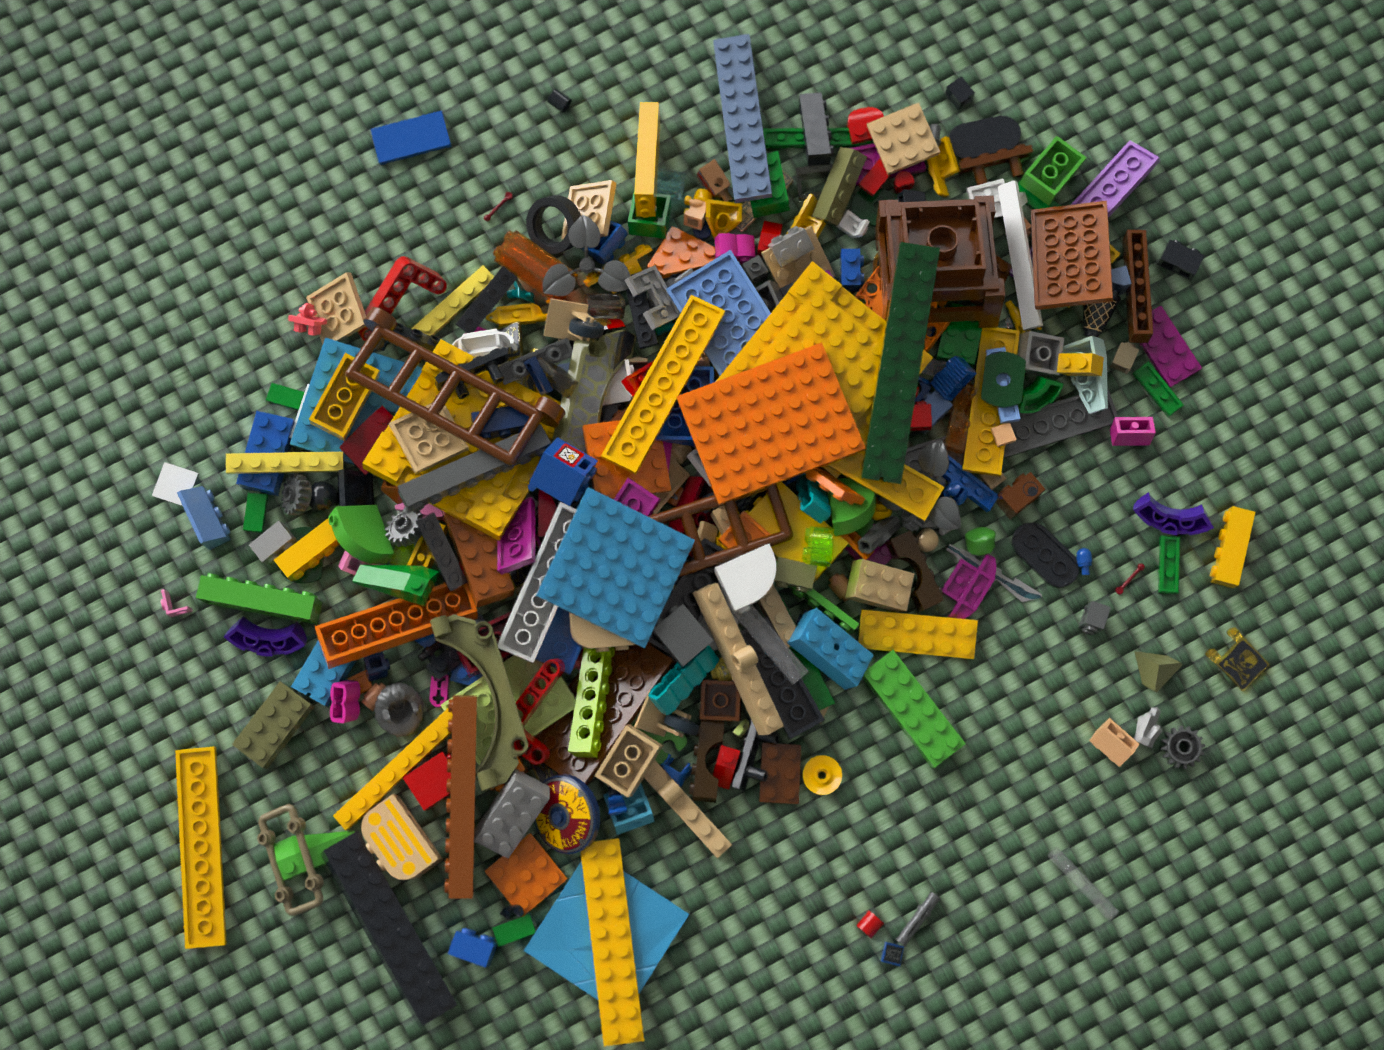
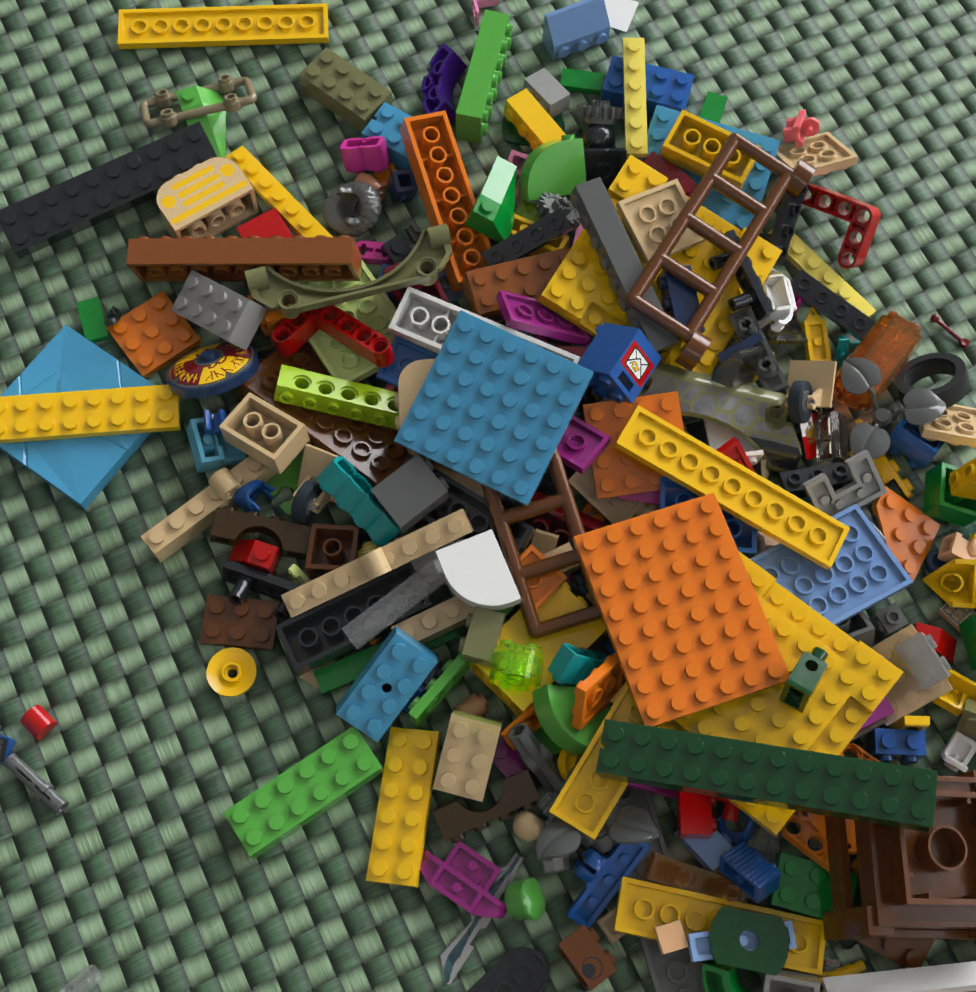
camera: 85 degrees right, 10 degrees down
(473, 947) = (75, 271): blue brick -> none
(740, 245) = (918, 600): dark pink brick -> none
(829, 335) = (804, 679): none -> dark green torso
(837, 259) = (911, 723): none -> yellow tile

